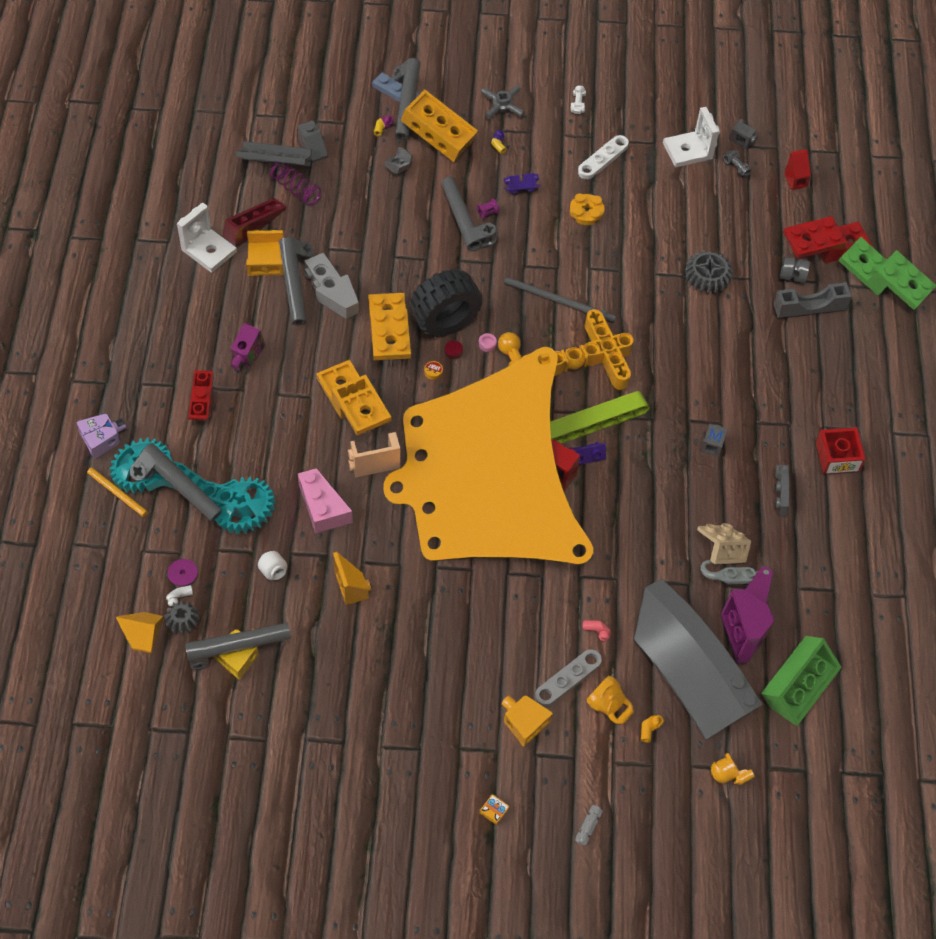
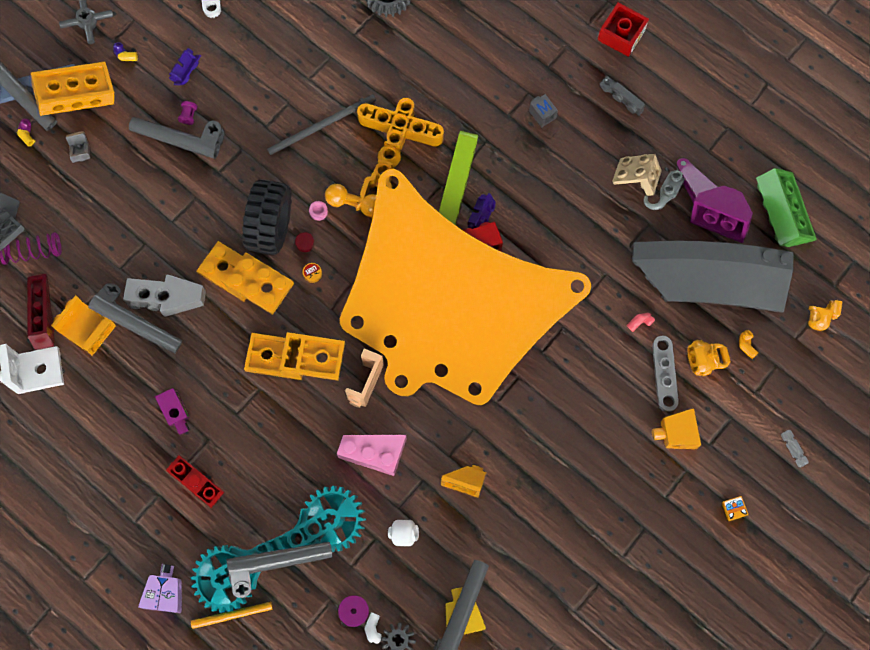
camera: 50 degrees left, 15 degrees up
(582, 201) = (247, 28): light orange plate -> none

